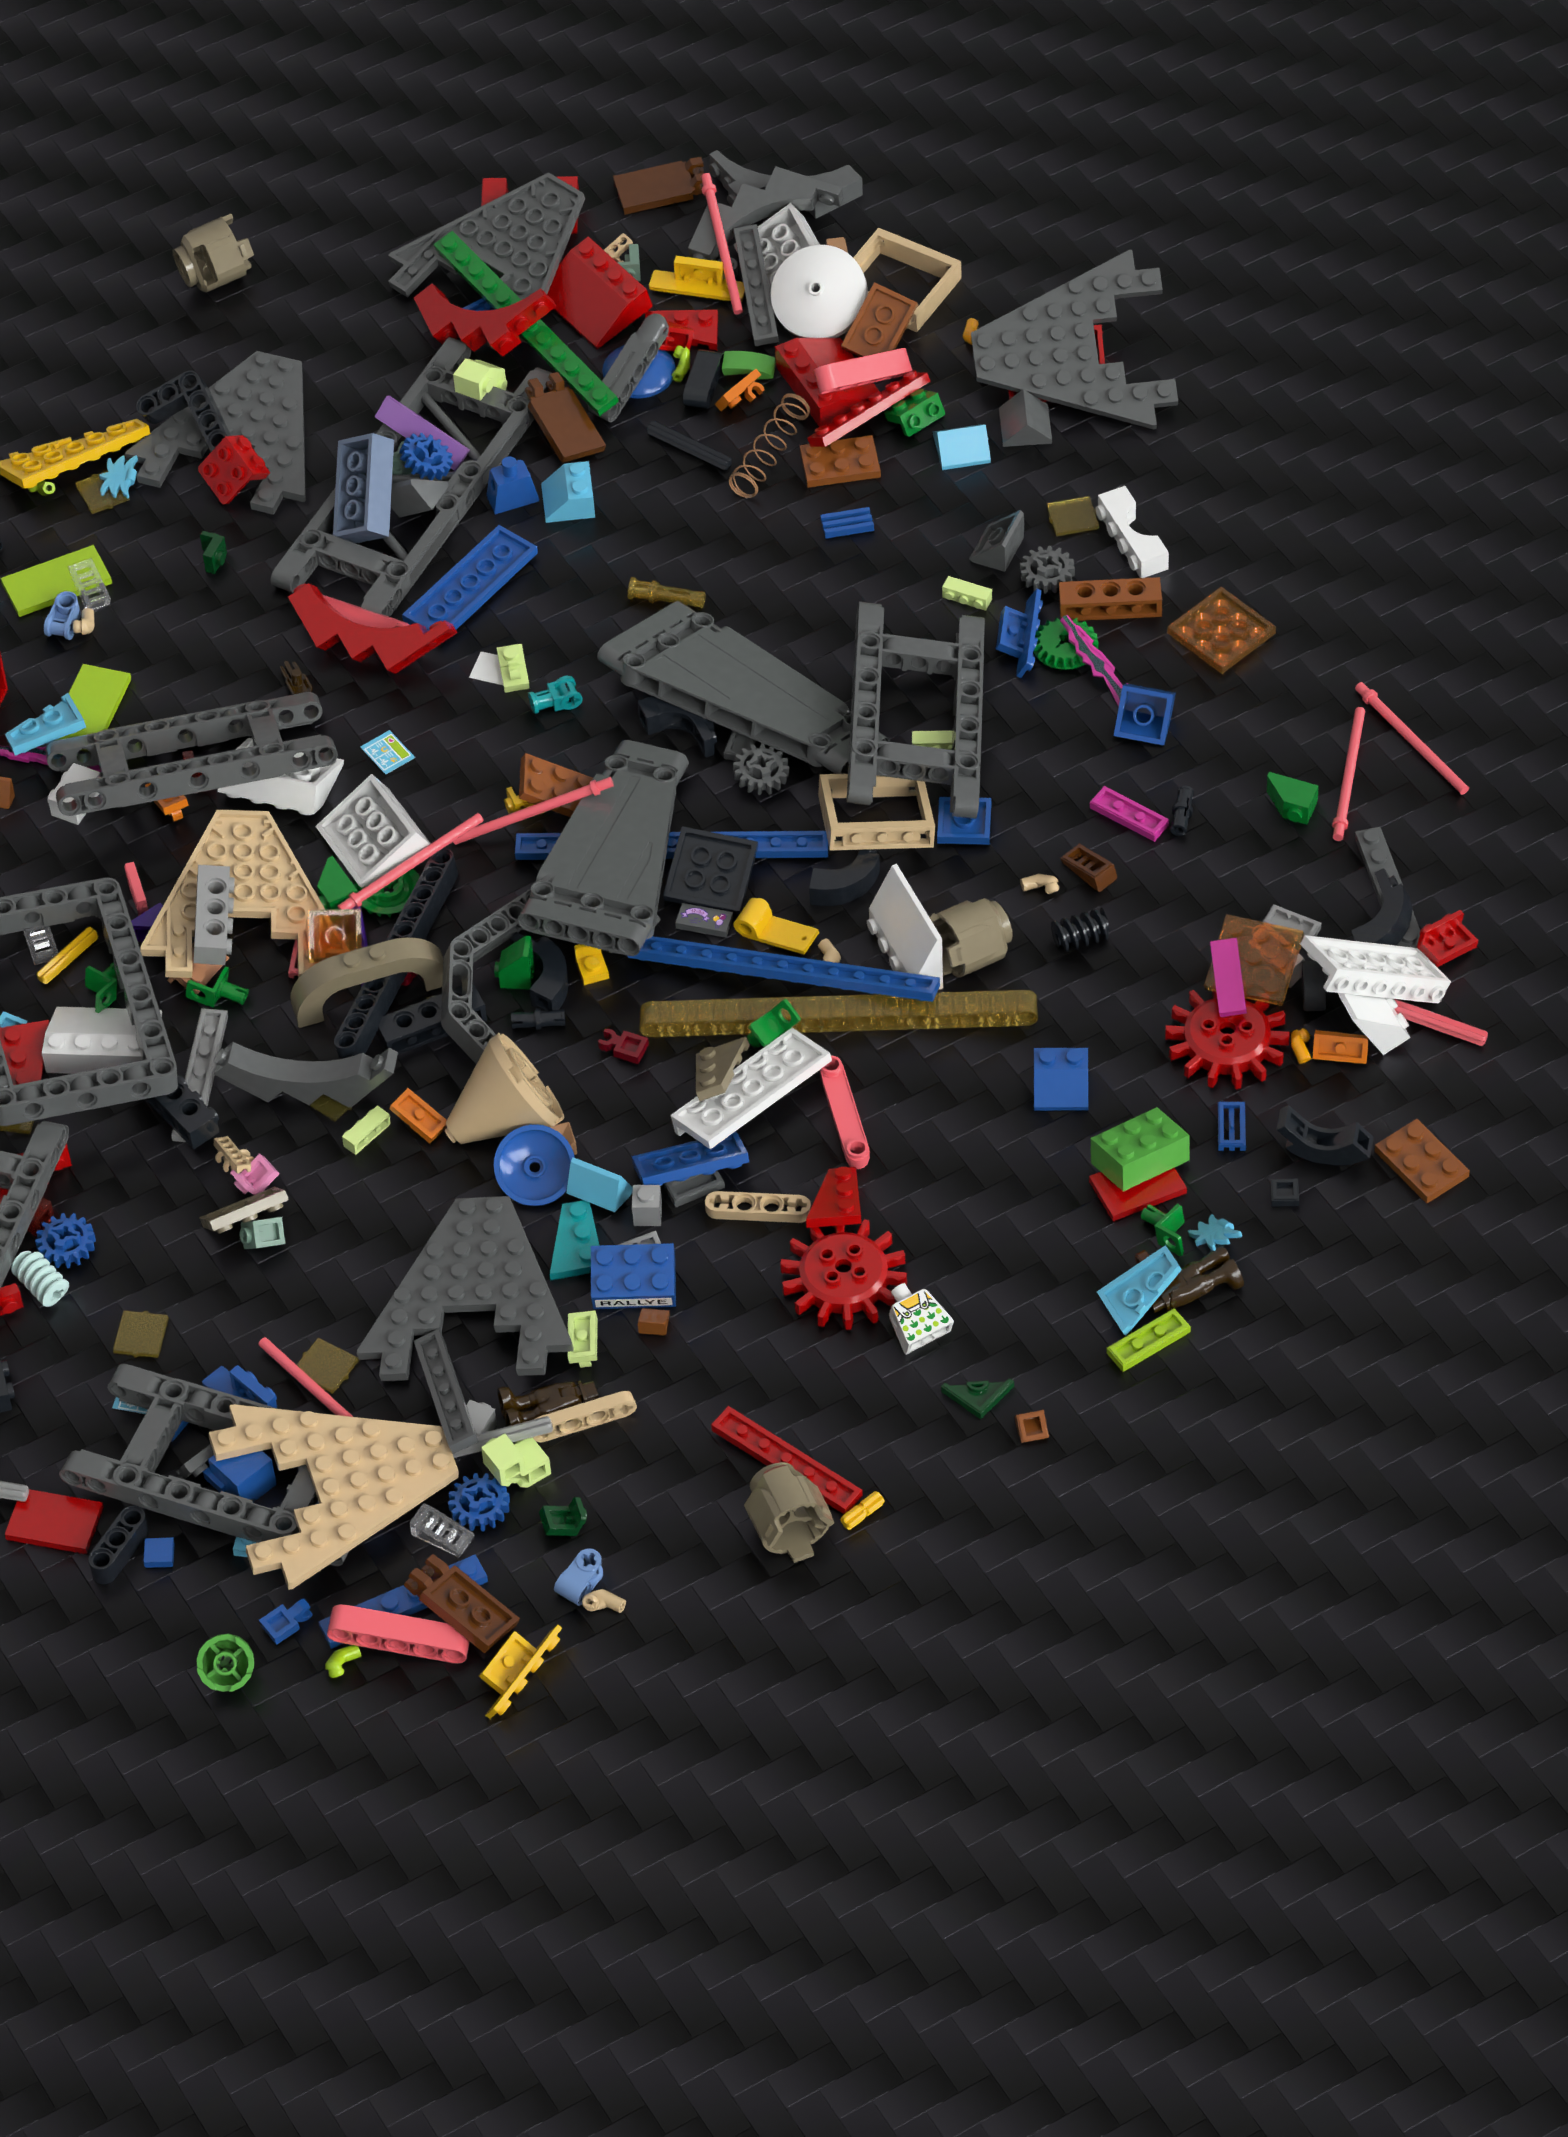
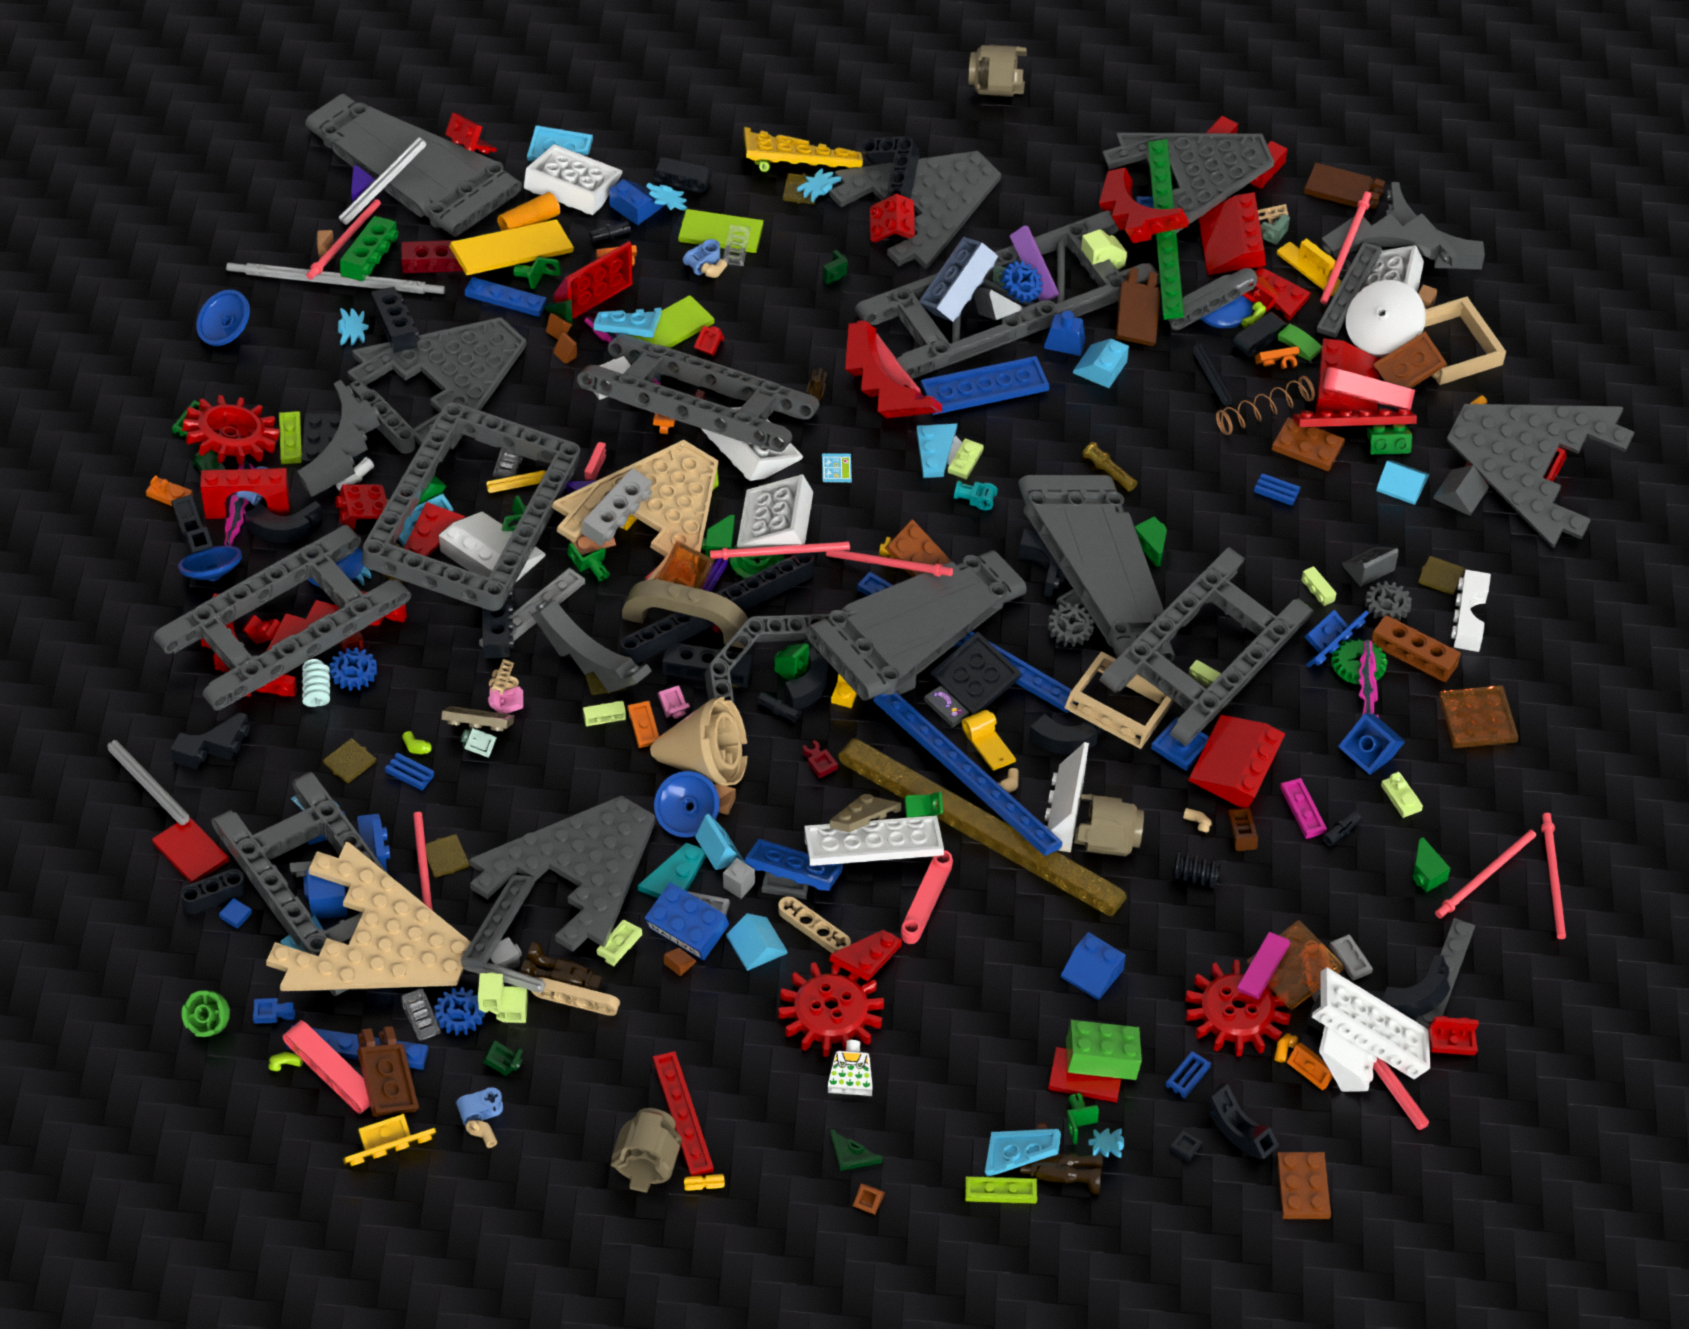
camera: 30 degrees right, 0 degrees up
(145, 698) = (709, 340): none -> red bracket
(198, 1277) = (415, 746): none -> lime arm
(214, 1303) = (411, 768): none -> blue tile
(429, 1077) = (673, 702): none -> bright pink bracket
(472, 675) = (935, 447): none -> medium azure wing
(712, 1257) = (755, 941): none -> medium azure slope
(772, 638) = (1152, 539): none -> green slope
(1033, 802) = (1236, 759): none -> red slope
(1210, 746) = (1401, 795): none -> yellowish green plate

